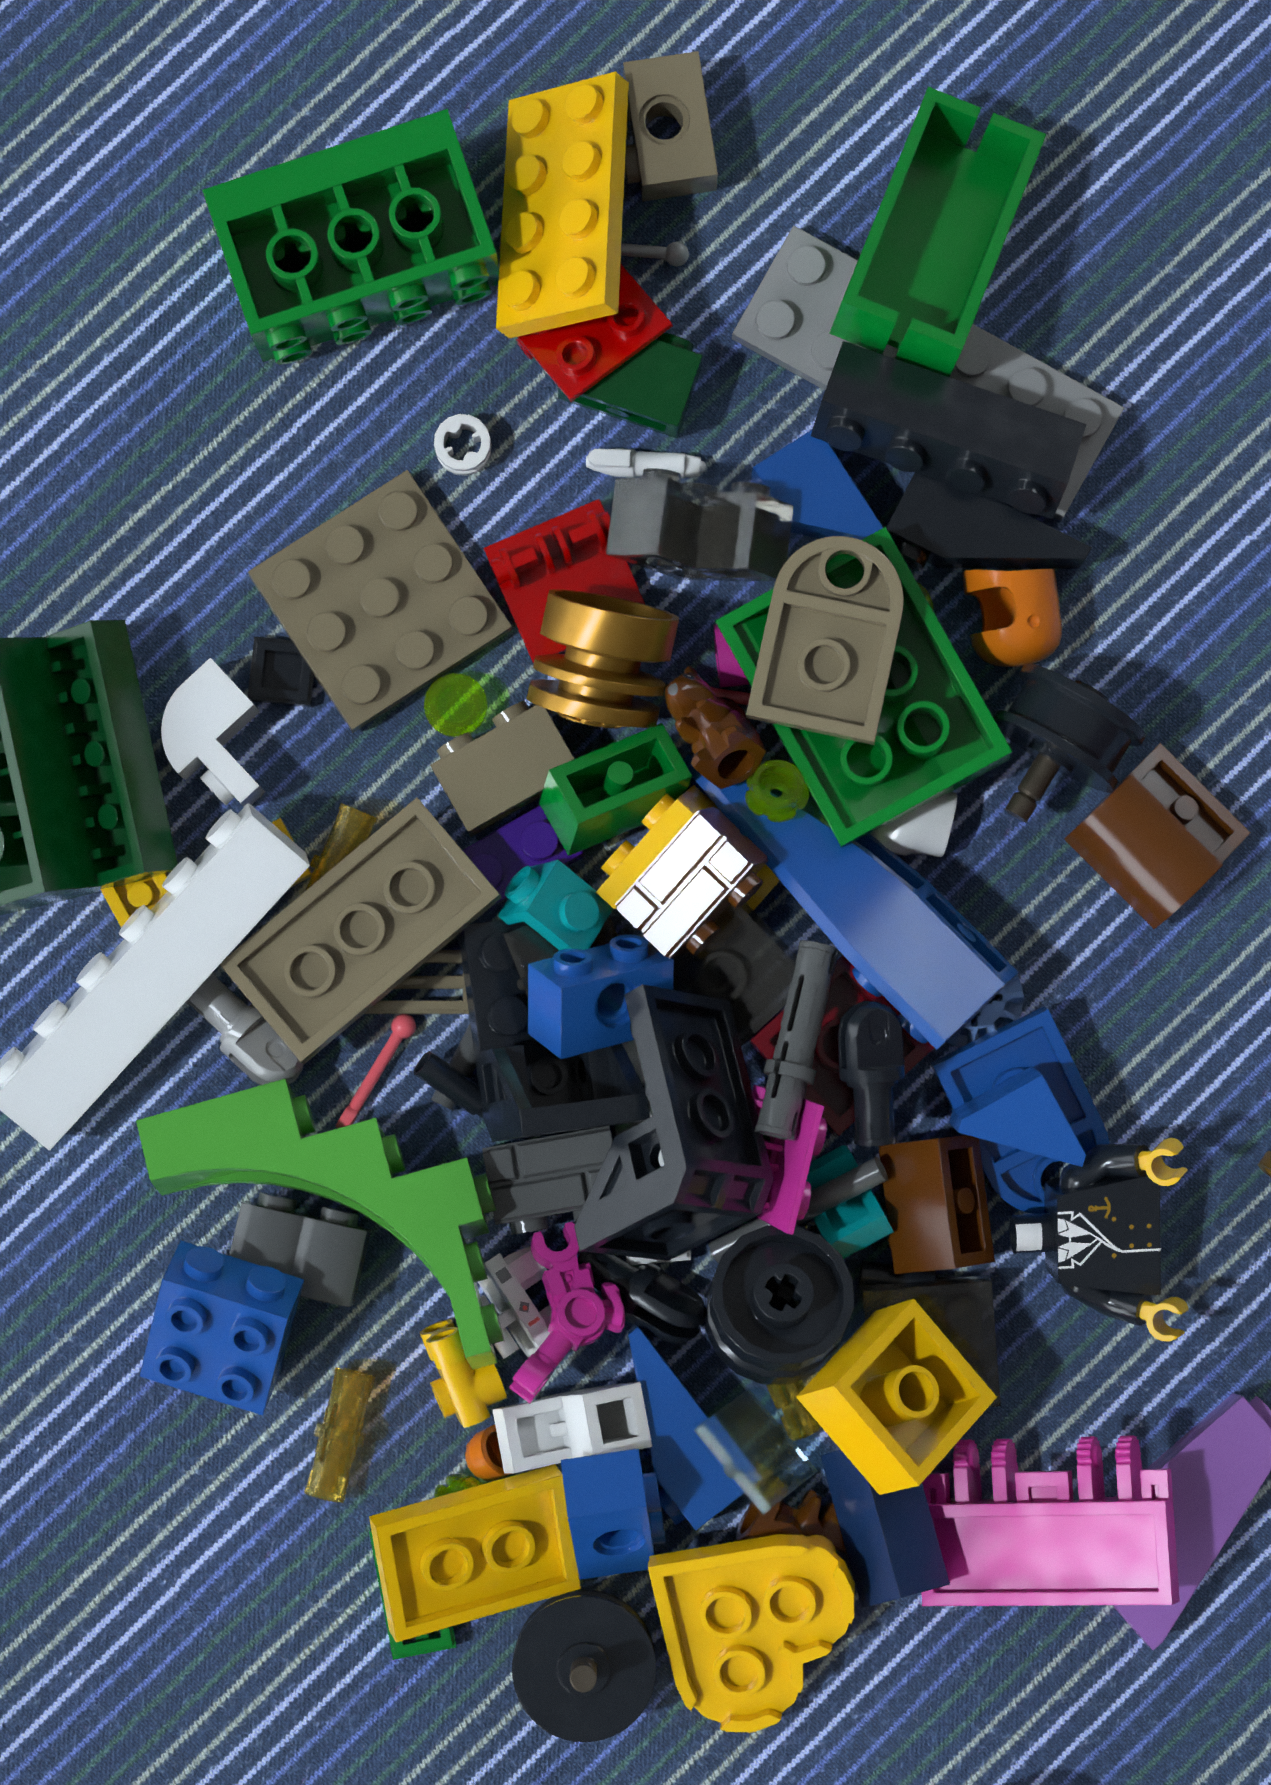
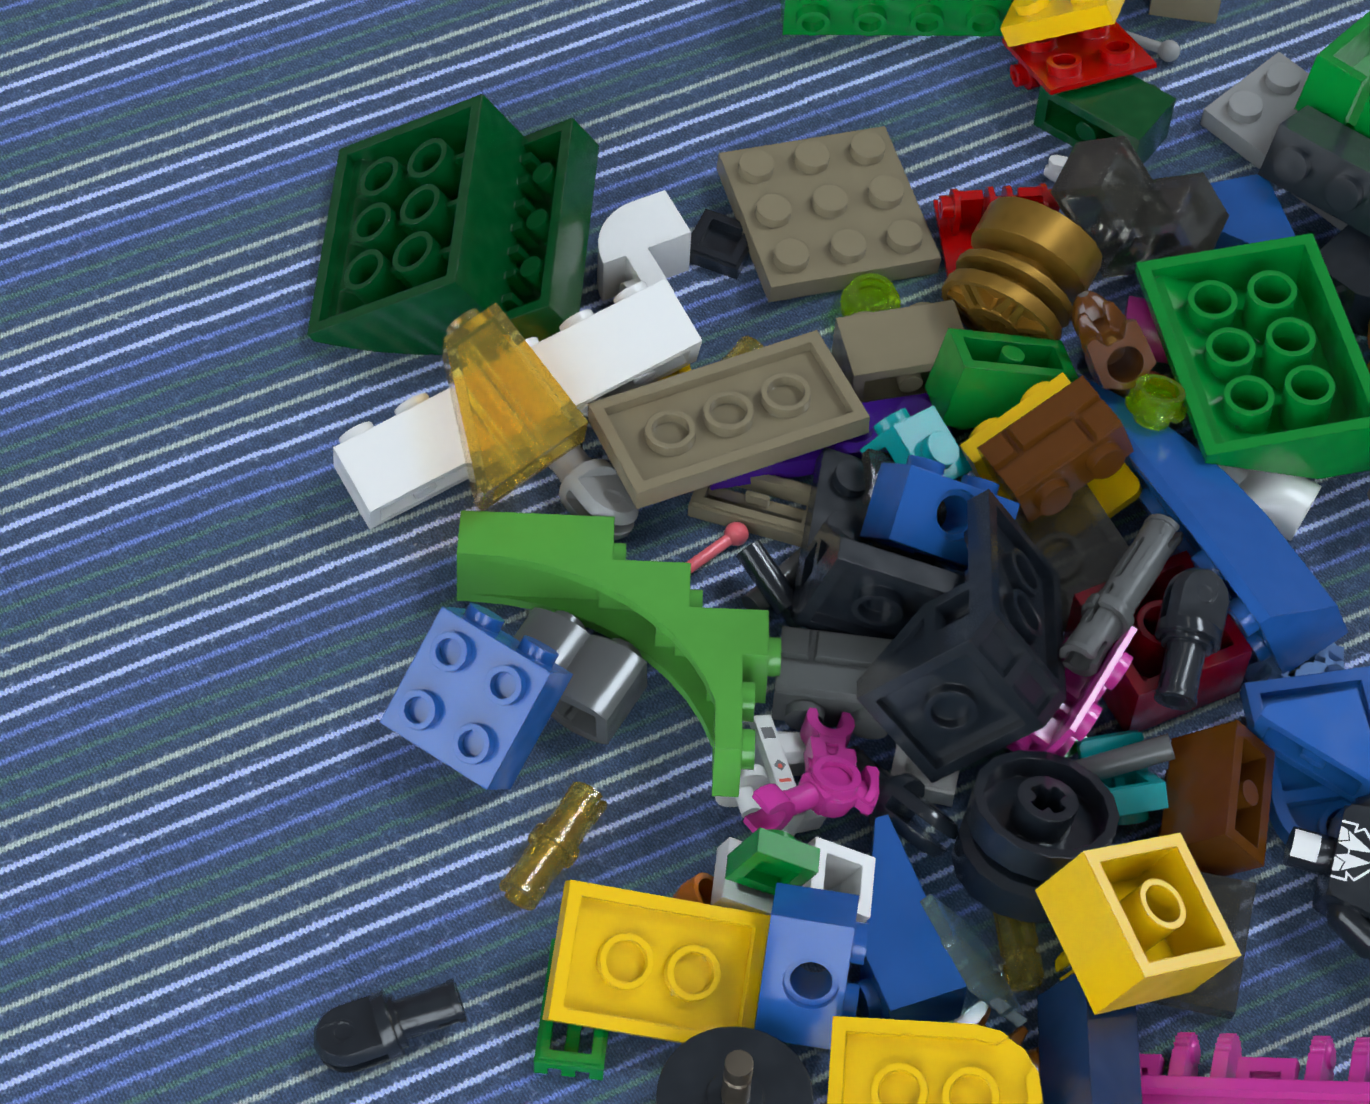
camera: 15 degrees right, 30 degrees down
(142, 1019) = (505, 405): none -> clear yellow slope
(250, 1672) = (379, 1027): none -> black arm
(452, 428) = (948, 136): white bush -> none
(460, 1388) = (692, 829): yellow plate -> none
(549, 1430) = (772, 858): none -> green plate
(827, 645) = (1234, 295): dark tan plate -> none

